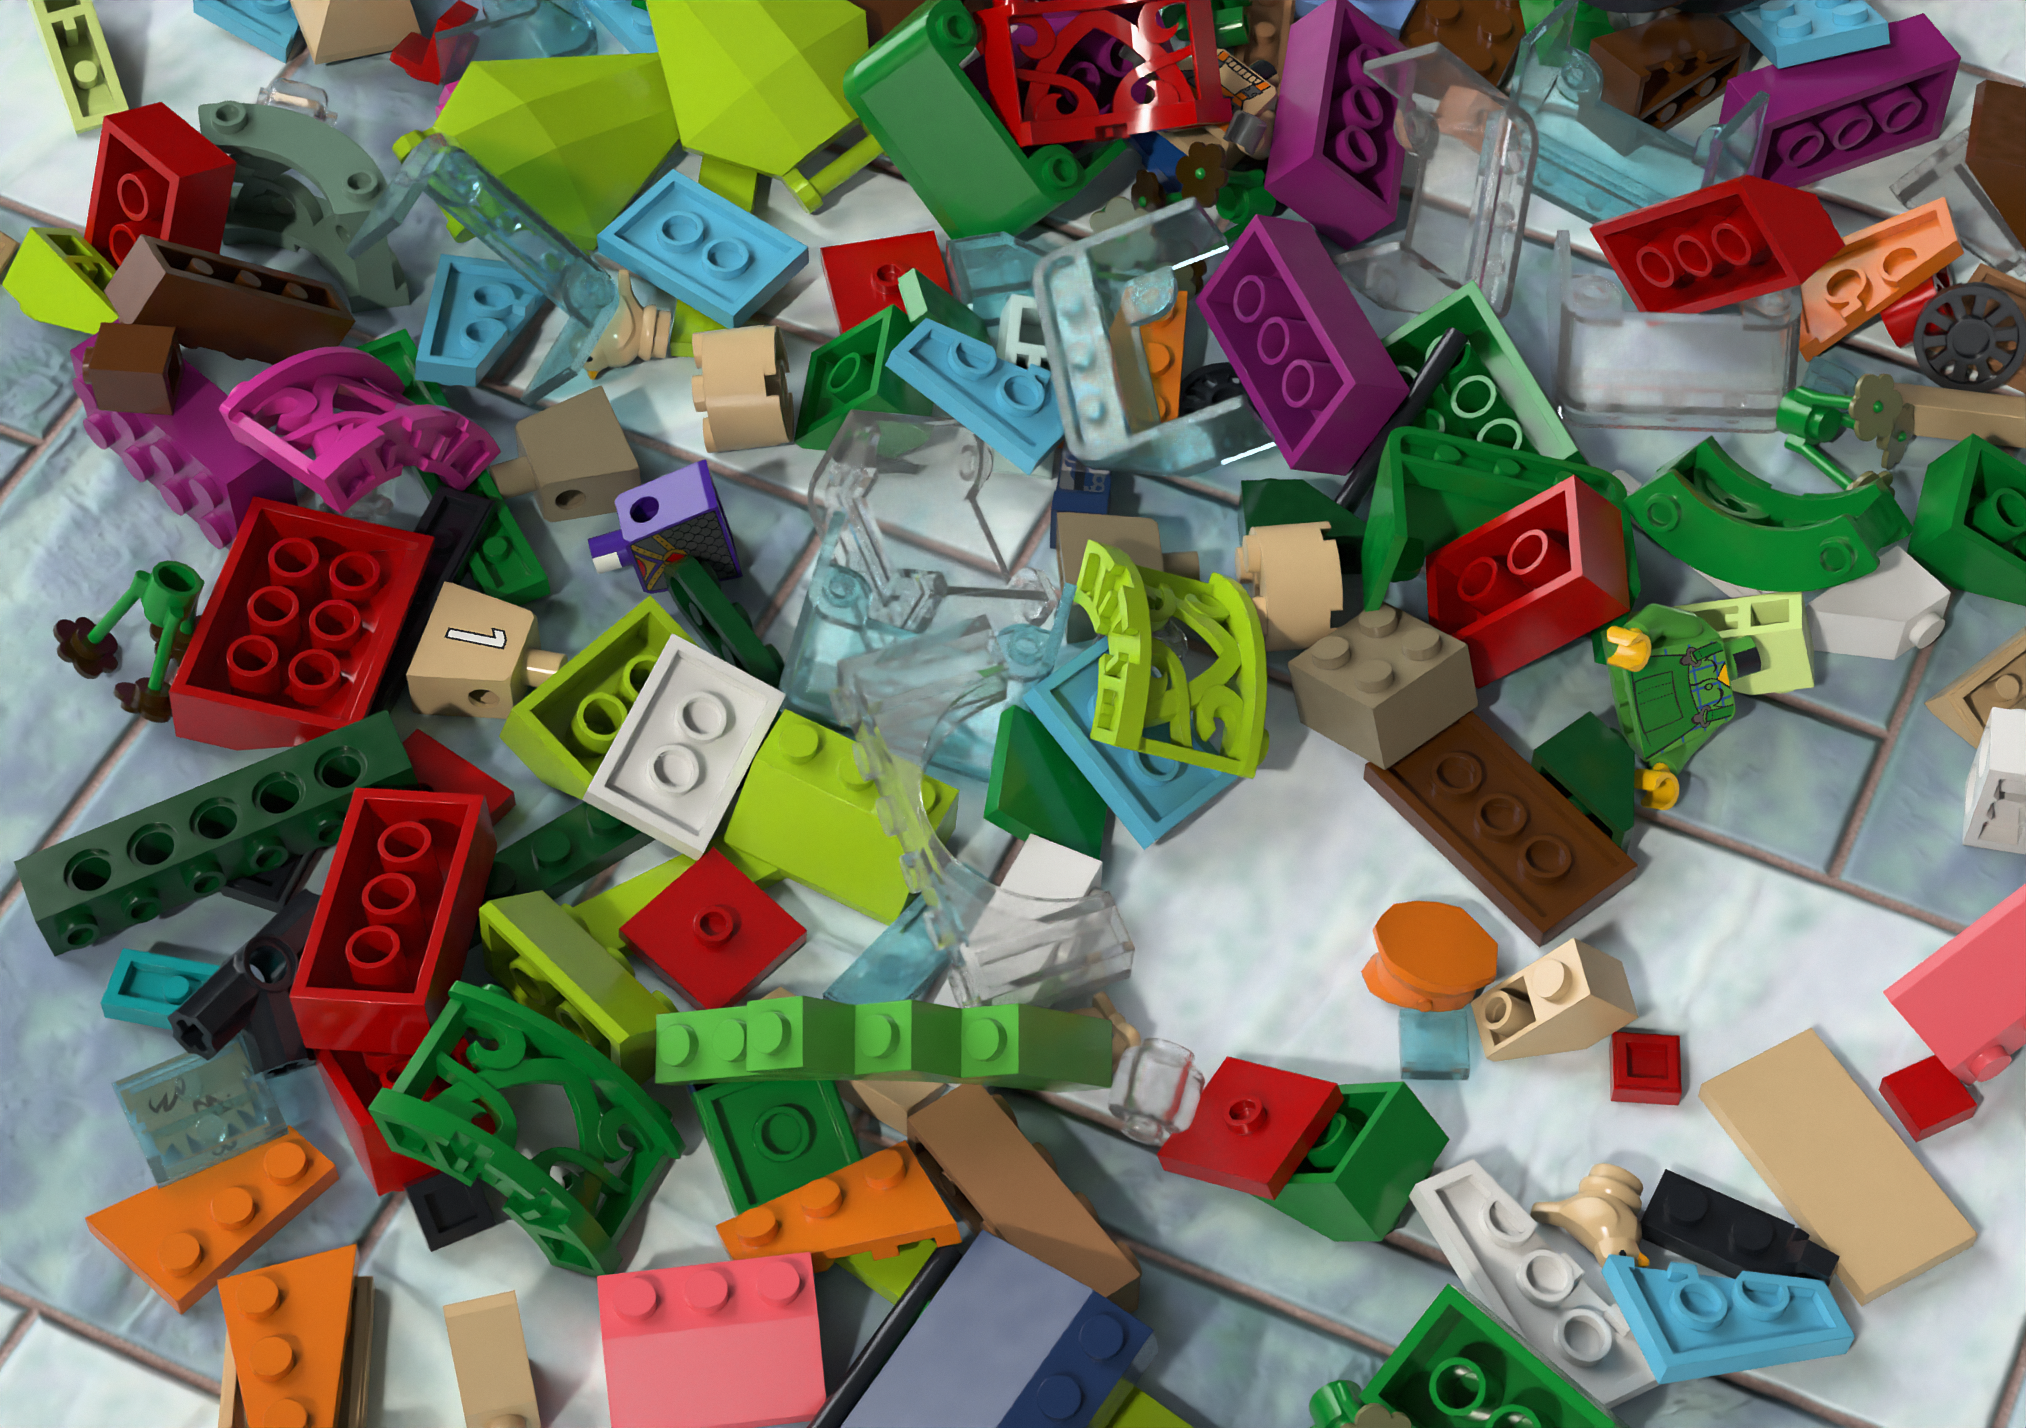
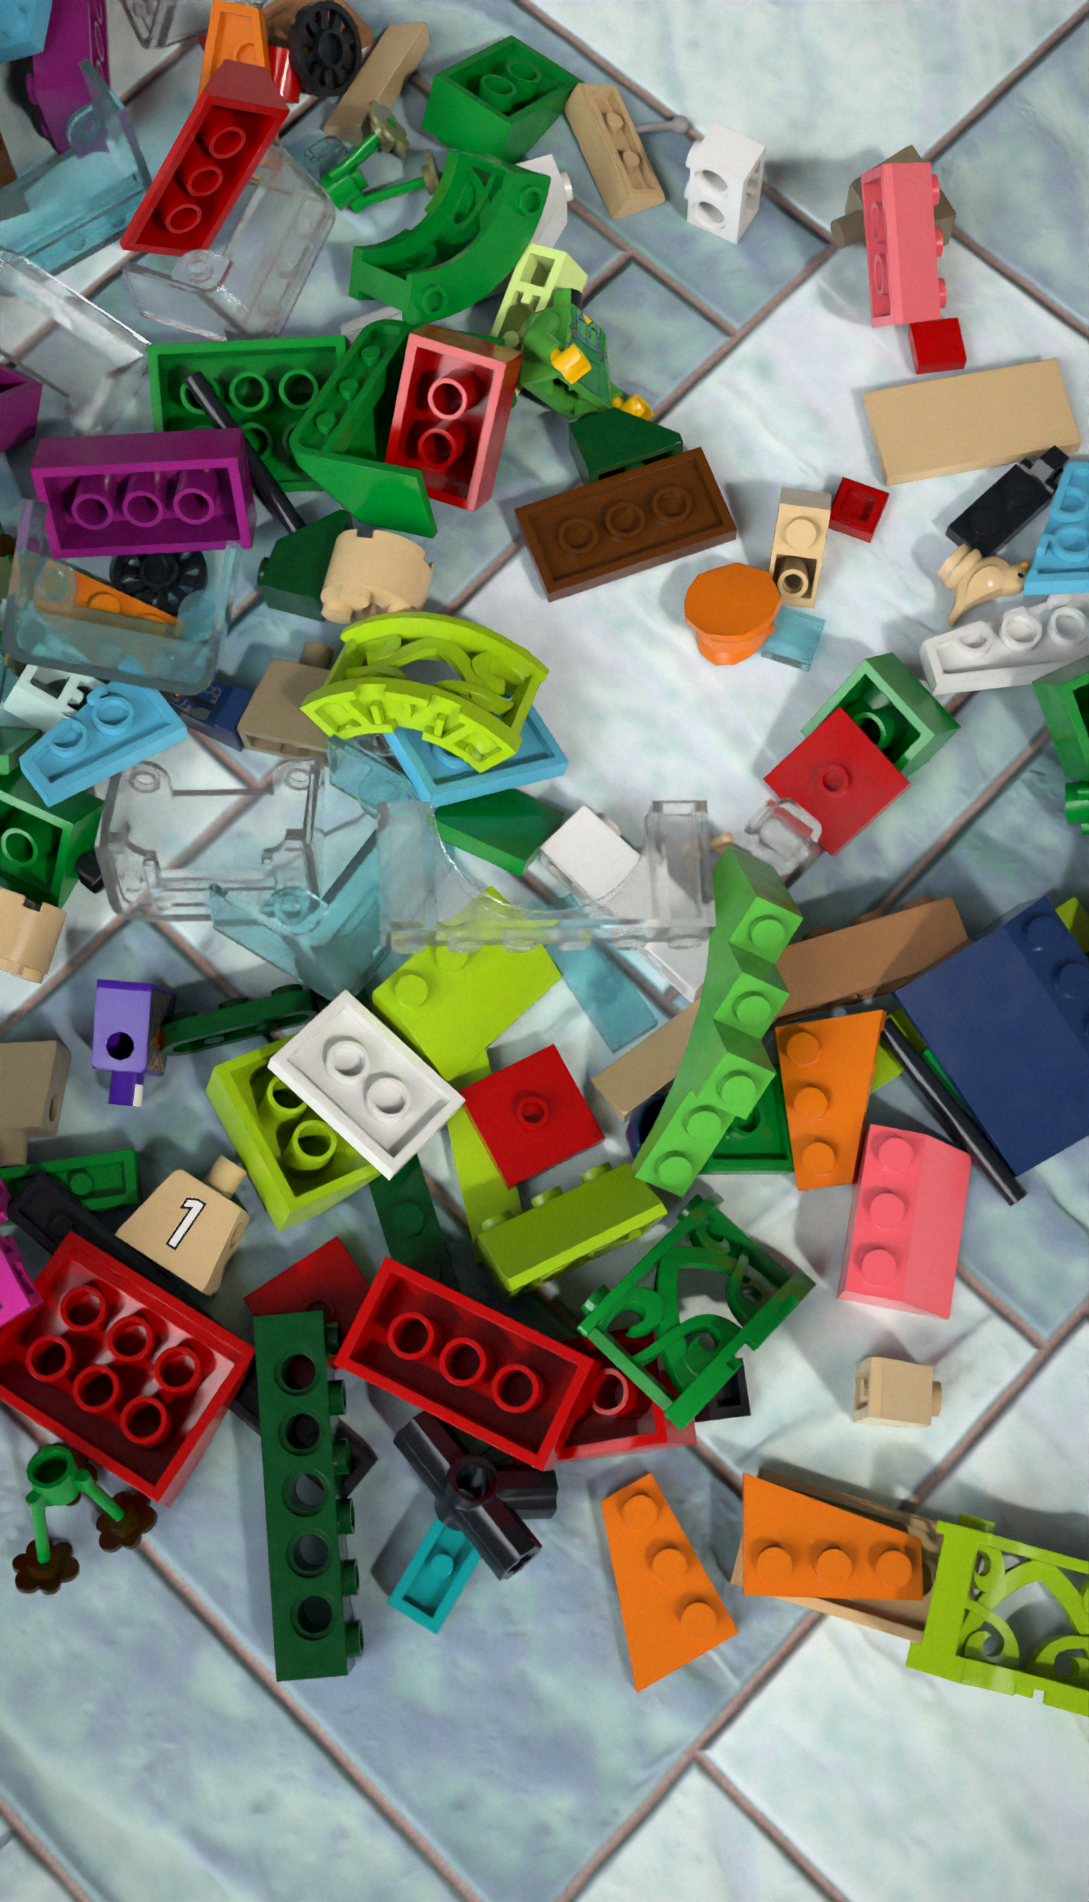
camera: 65 degrees left, 20 degrees up
(198, 1111) = (573, 1580): clear light blue slope -> none
(1383, 684) = (491, 553): dark tan brick -> none

